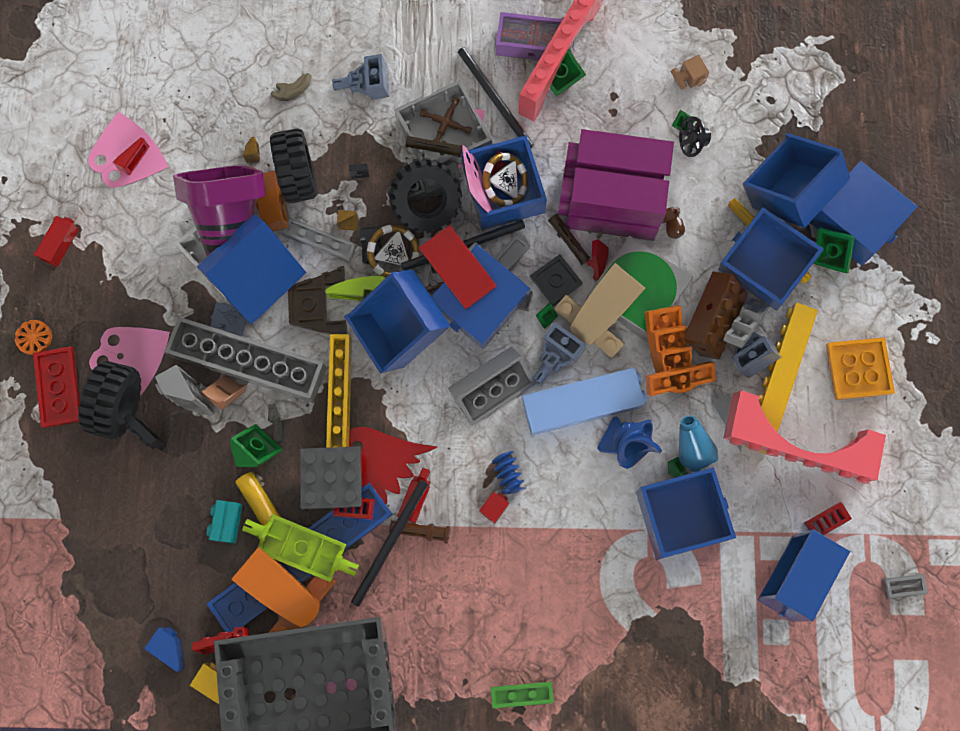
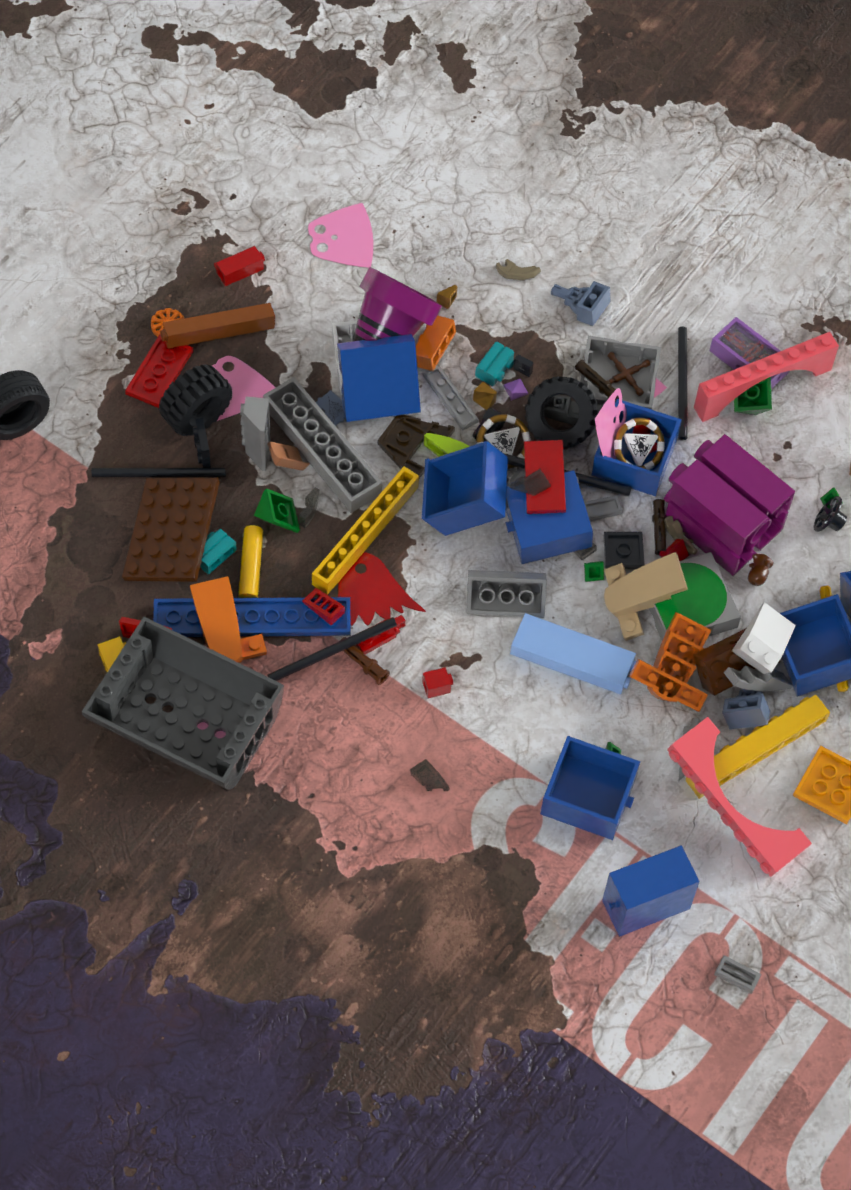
camera: 30 degrees right, 15 degrees down
(77, 311) = (218, 325): none -> dark orange brick
(124, 481) = (158, 472): none -> black piece
(131, 156) = (348, 240): red slope -> none
(167, 648) = (99, 609): blue slope -> none
(175, 530) = (171, 529): none -> reddish brown plate
(293, 165) = (471, 324): black tyre -> none
(301, 547) = (260, 605): lime plate -> none
(331, 477) = (323, 567): dark grey plate -> none
(334, 185) = (494, 364): none -> teal brick
(366, 195) = (515, 389): none -> medium lavender slope
(453, 282) = (531, 484): none -> clear smoke slope
(508, 473) = (468, 664): blue piece -> none
(522, 695) = (350, 833): bright green plate -> none
(547, 596) = (428, 776): none -> clear smoke slope
(560, 349) = (582, 602): sand blue brick -> none
(587, 235) = (675, 530): none -> dark tan piece
(629, 441) = (588, 708): blue helmet -> none
(695, 445) = (641, 738): dark azure cone -> none
(736, 288) = (764, 639): none -> white slope
(839, 507) = (718, 873): red slope -> none

